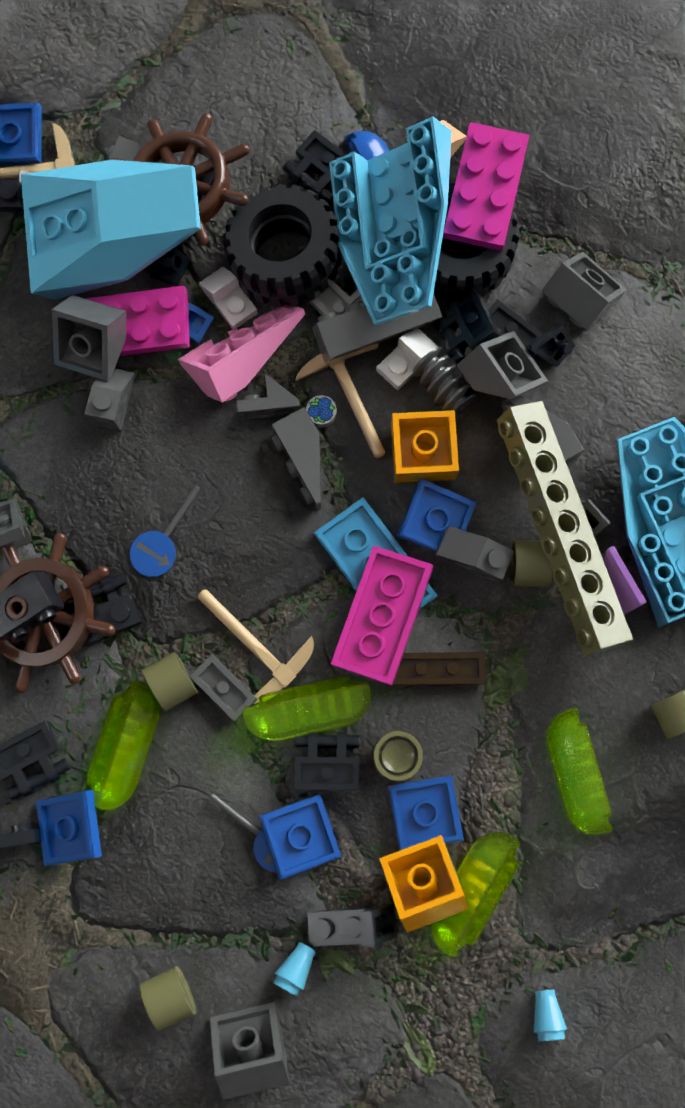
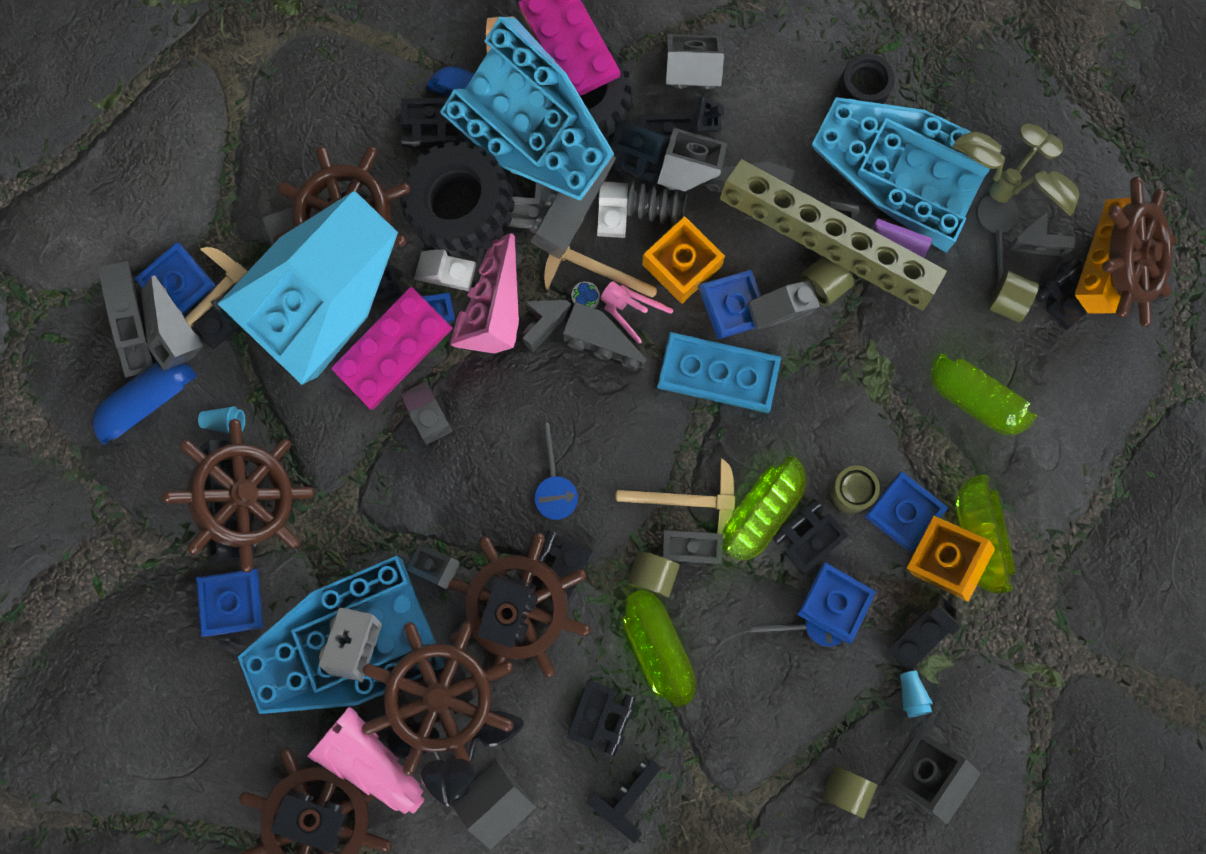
camera: 40 degrees left, 0 degrees up
(68, 828) = (674, 738): blue plate -> none
(88, 336) = (375, 380): dark grey slope -> none
(345, 434) = (619, 296): none -> bright pink plant
(382, 615) = (759, 401): dark pink plate -> none
(441, 669) = (826, 407): dark brown plate -> none
(548, 1017) = (1106, 576): medium azure cone -> none

